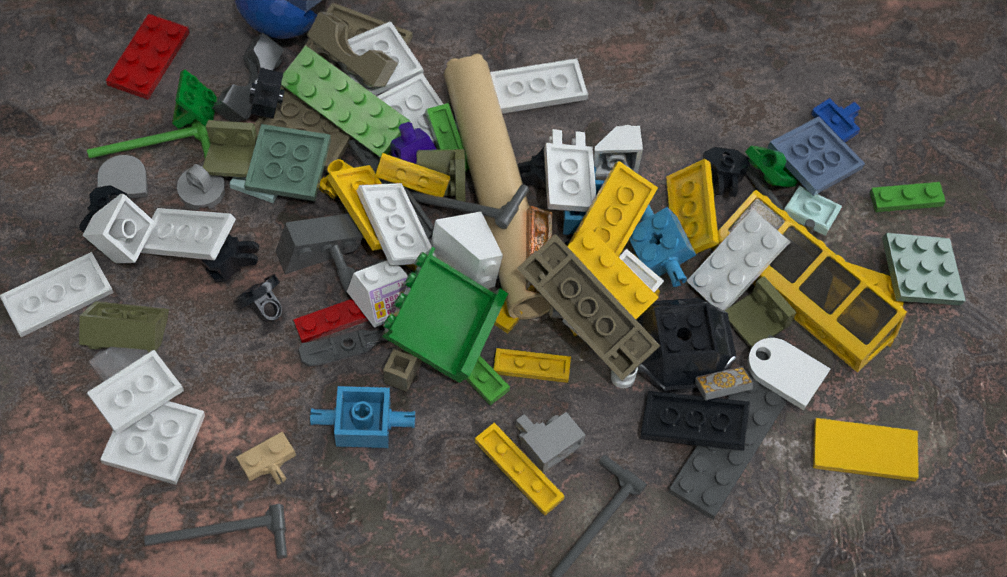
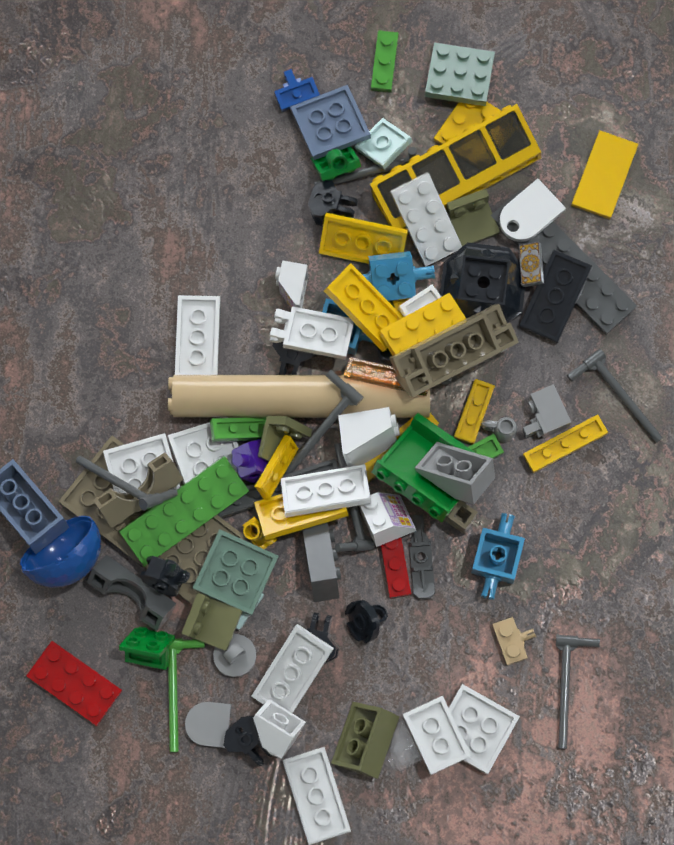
camera: 70 degrees left, 15 degrees up
(338, 49) = (145, 500): none -> dark grey bar
(445, 342) = (457, 471): none -> light grey slope
(518, 397) = (504, 429): none -> light grey piece

